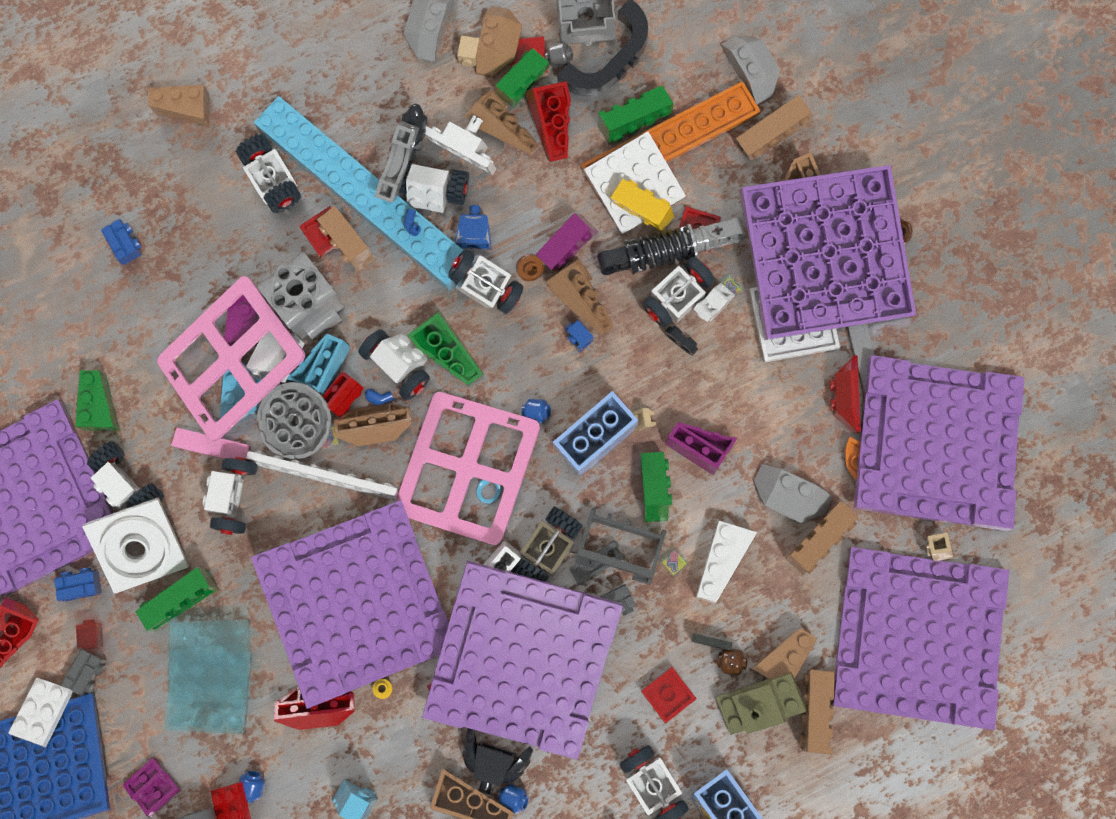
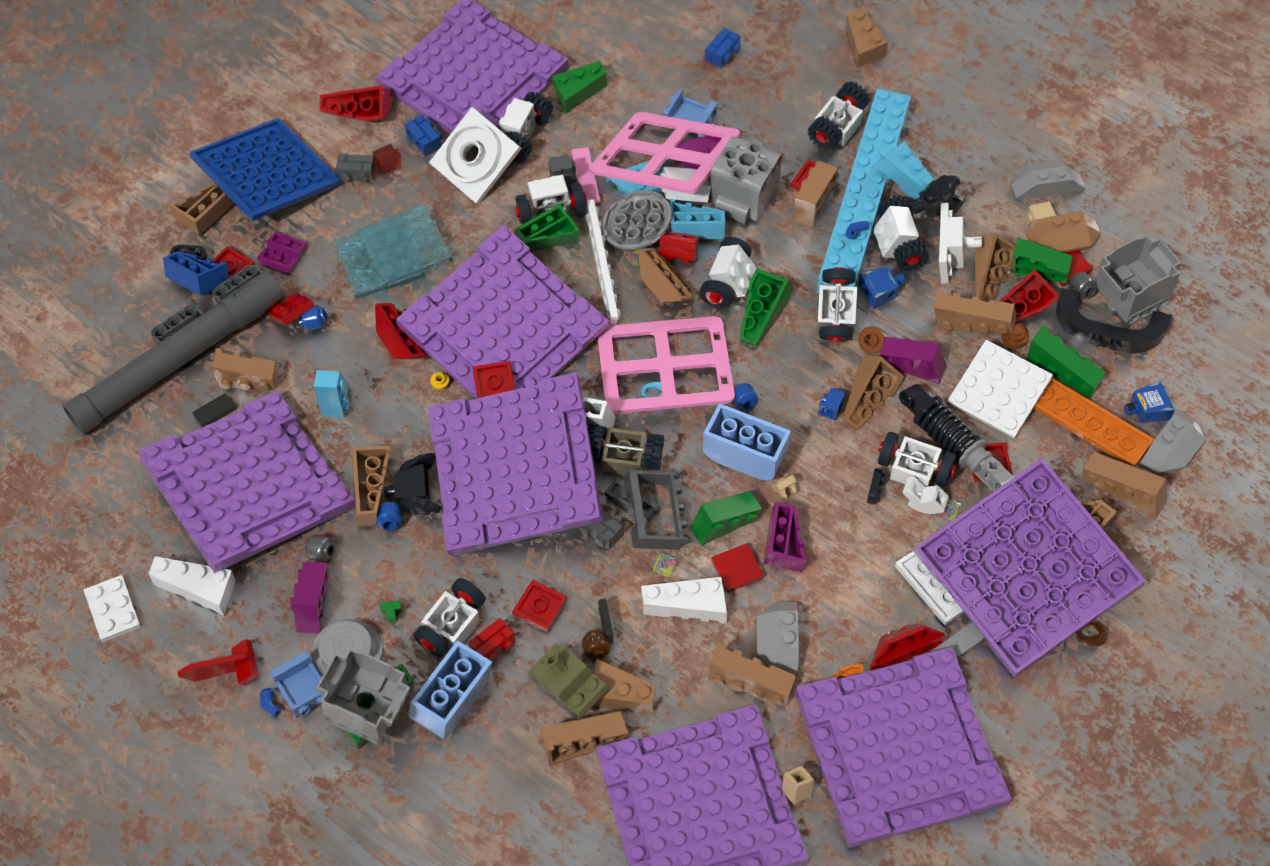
camera: 60 degrees right, 20 degrees down
(40, 712) = (309, 151): white plate -> none
(176, 599) = (447, 204): green wedge -> none
(183, 309) = (689, 109): none -> medium blue panel
(200, 467) = (563, 166): none -> dark grey brick
(260, 512) = (548, 229): none -> green wedge
(363, 144) = (905, 169): none -> medium azure wedge
(376, 398) = (689, 276): blue arm -> none
(395, 169) = (881, 195): light grey arch -> none
(420, 640) = (493, 378): none -> red tile
(552, 165) = (973, 314): none -> medium nougat wedge
(582, 140) = (1018, 338): none -> dark orange plate
(643, 204) = (979, 398): yellow wedge -> none
(688, 754) = (493, 640): none -> red brick
(705, 64) = (1150, 404): none -> blue torso
(706, 499) = (737, 567): none -> red tile

